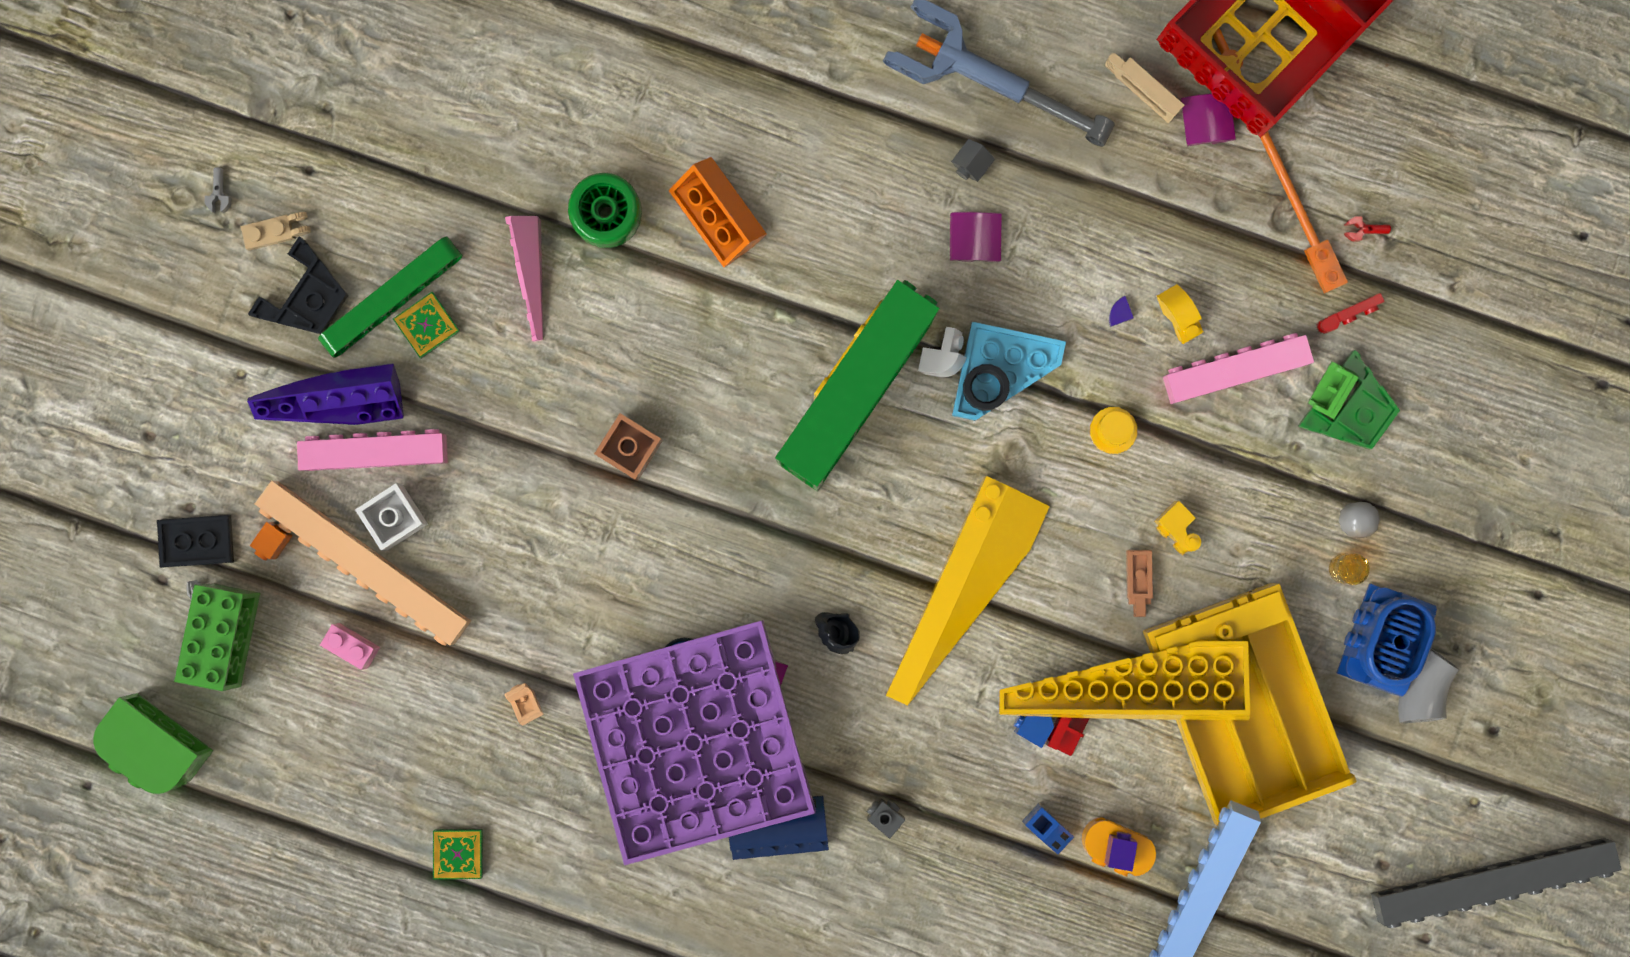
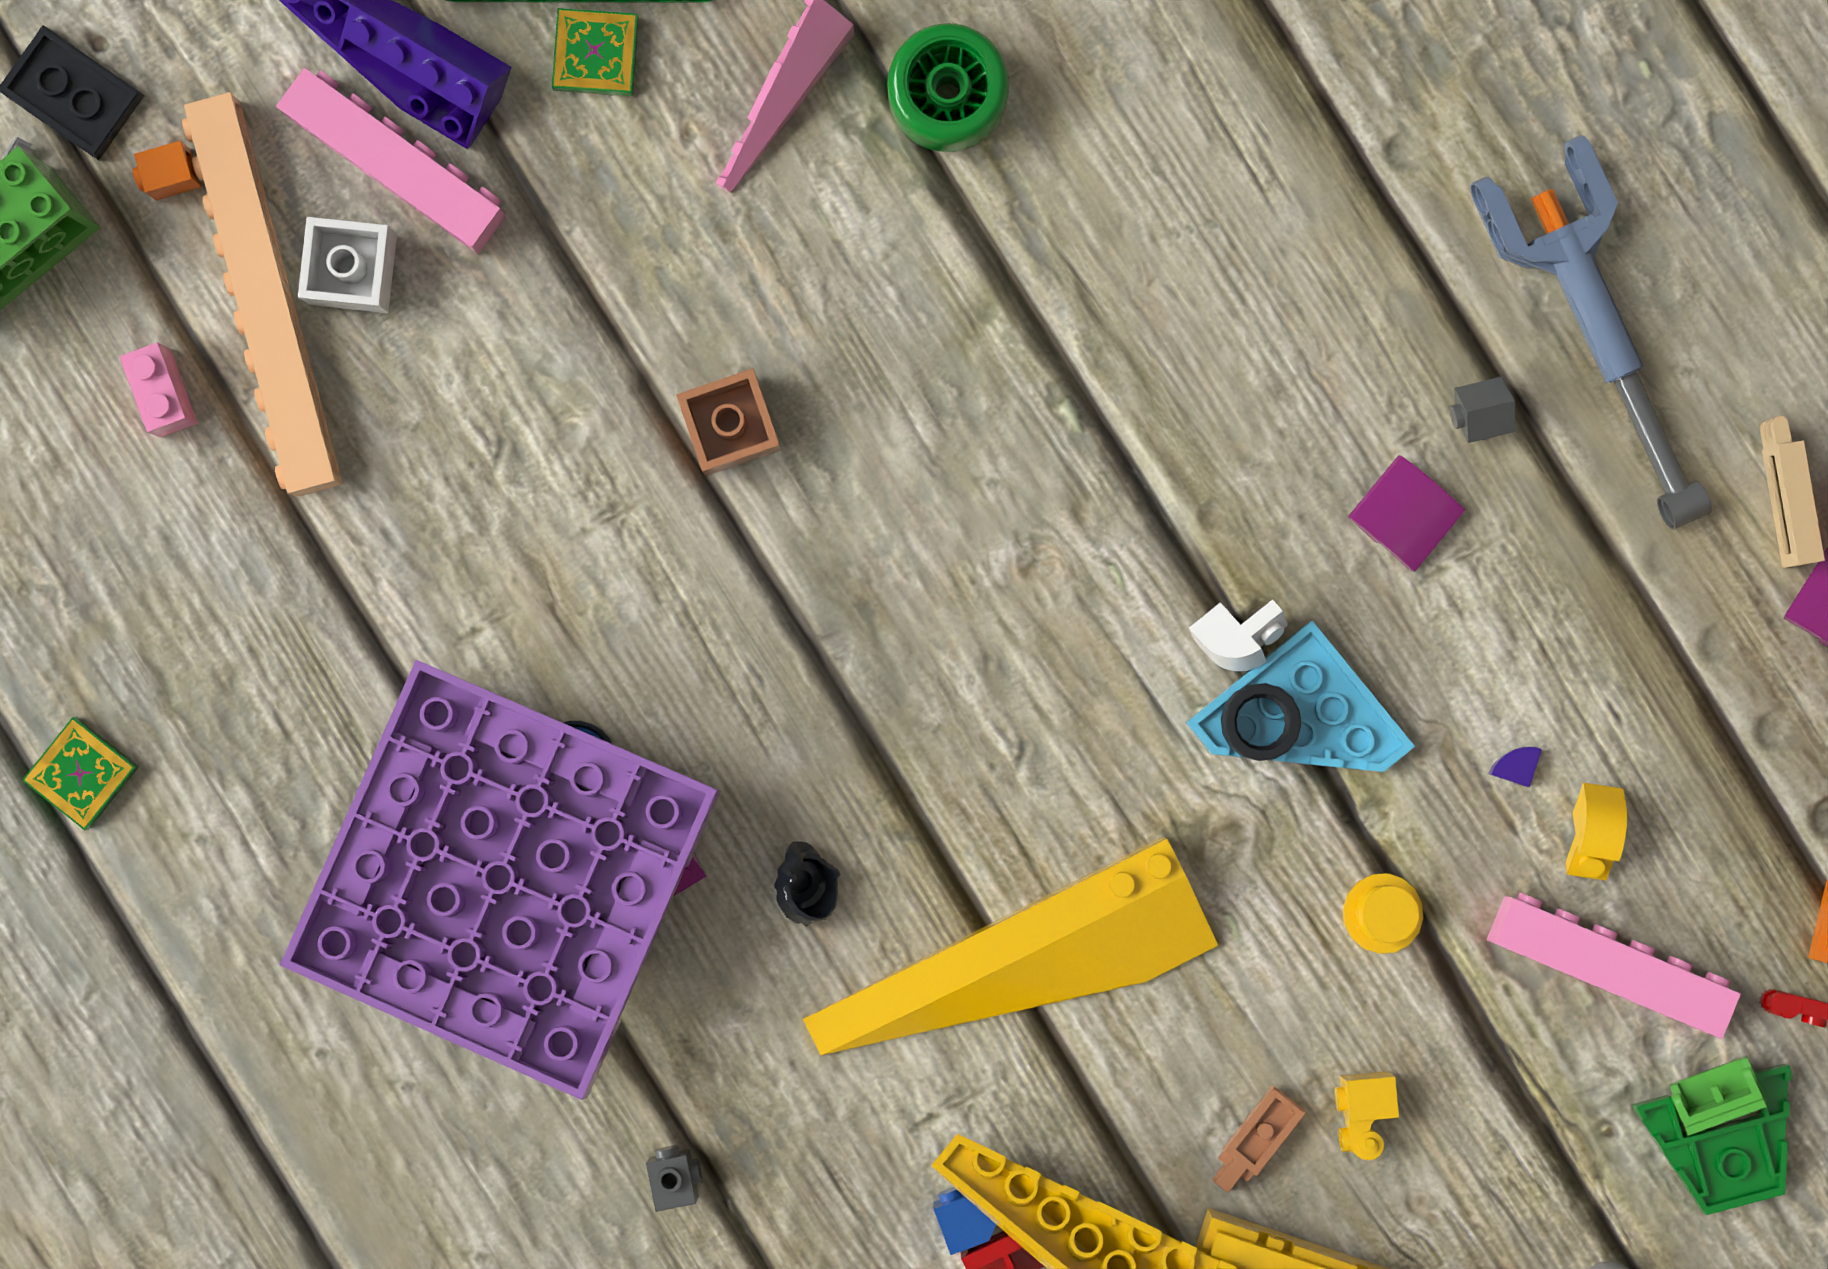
camera: 40 degrees right, 0 degrees up
(524, 703) = (323, 647): light nougat bracket -> none
(717, 211) = (1093, 207): orange slope -> none
(784, 838) = (525, 1103): dark blue brick -> none
(857, 383) = (1096, 579): green panel -> none

